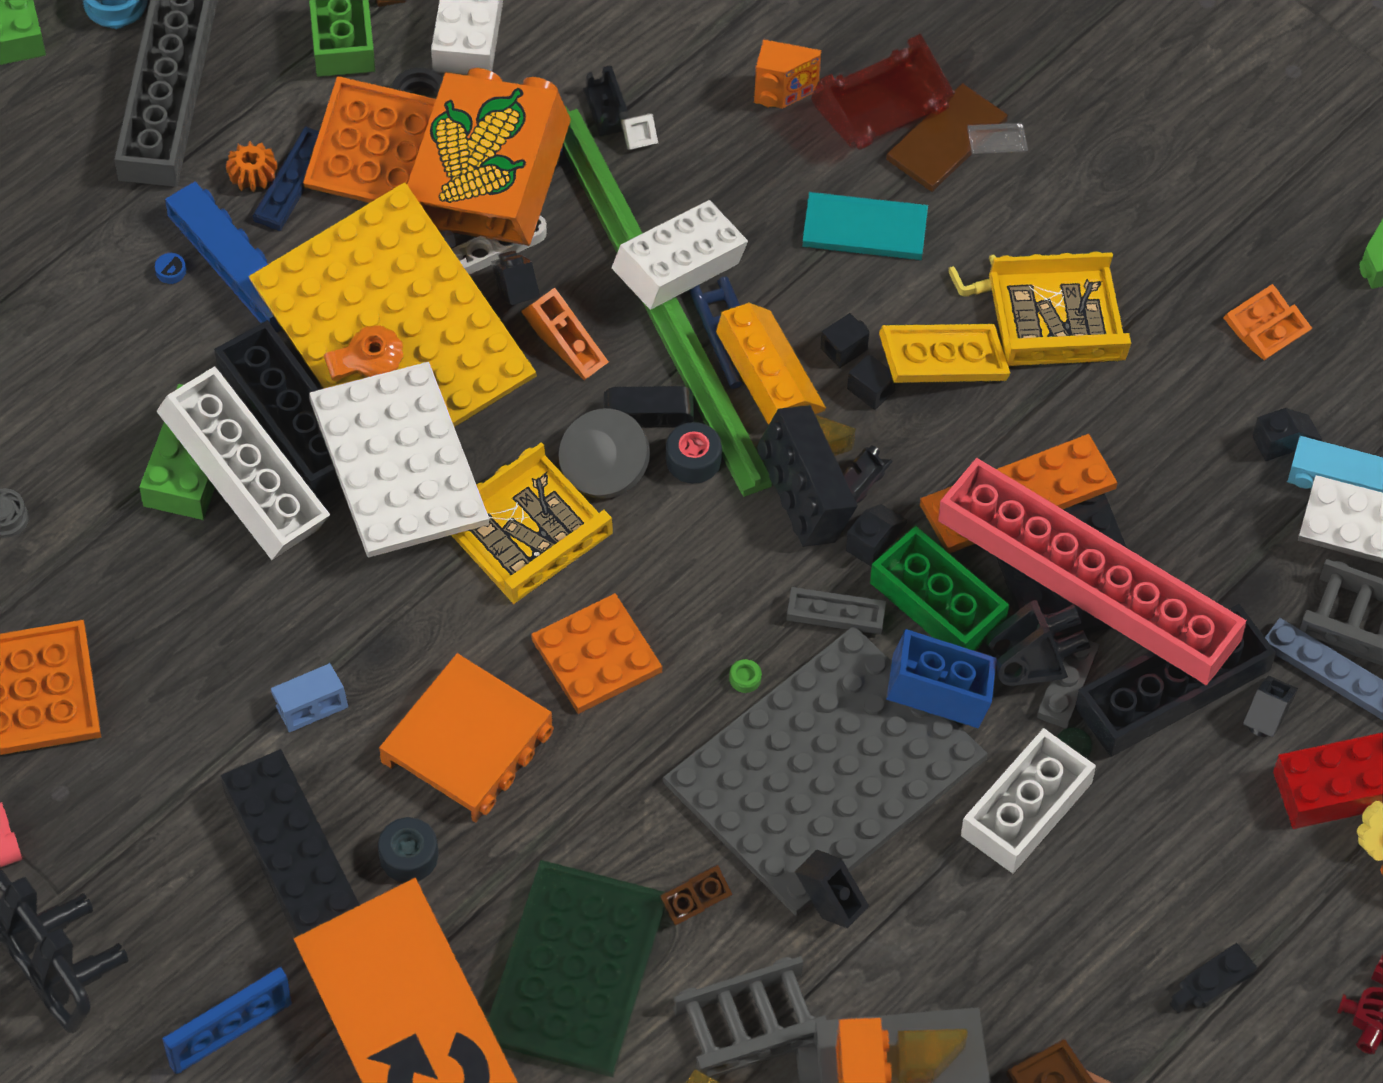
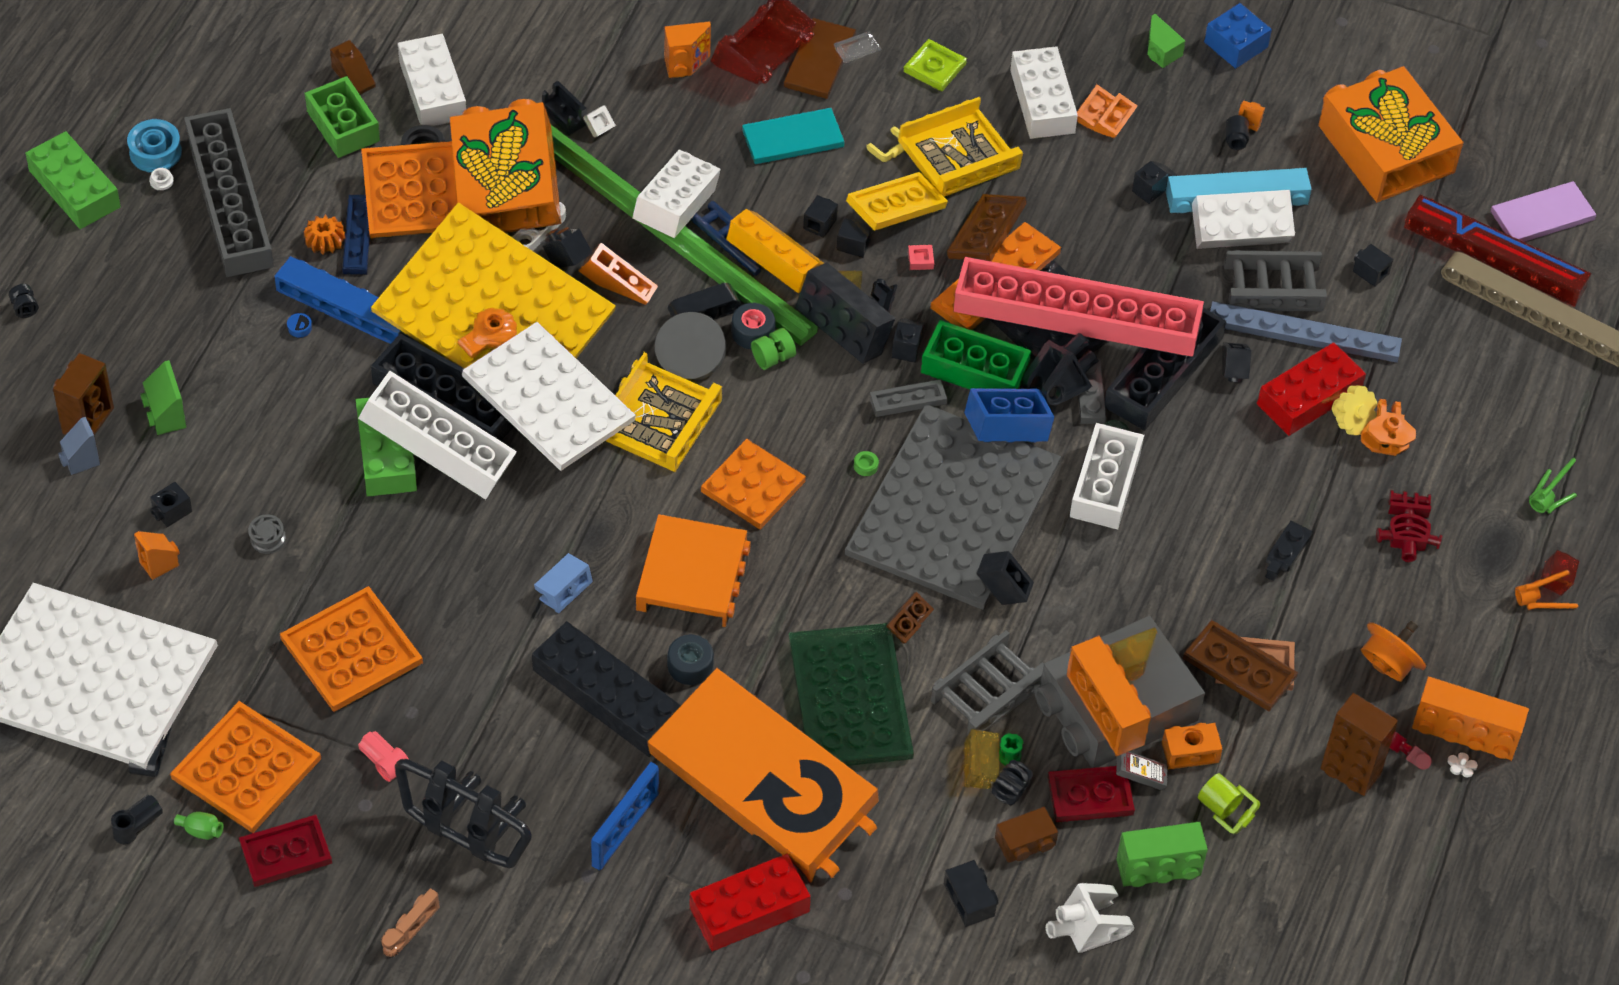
camera: 25 degrees left, 5 degrees down
(107, 31) = (161, 179): none -> white plate
(691, 490) = (776, 347): none -> bright green wheel
(942, 434) = (921, 257): none -> coral plate
(1039, 424) = (987, 227): none -> reddish brown tile
(1085, 192) = (935, 65): none -> lime tile
(1199, 272) = (1043, 92): none -> white brick

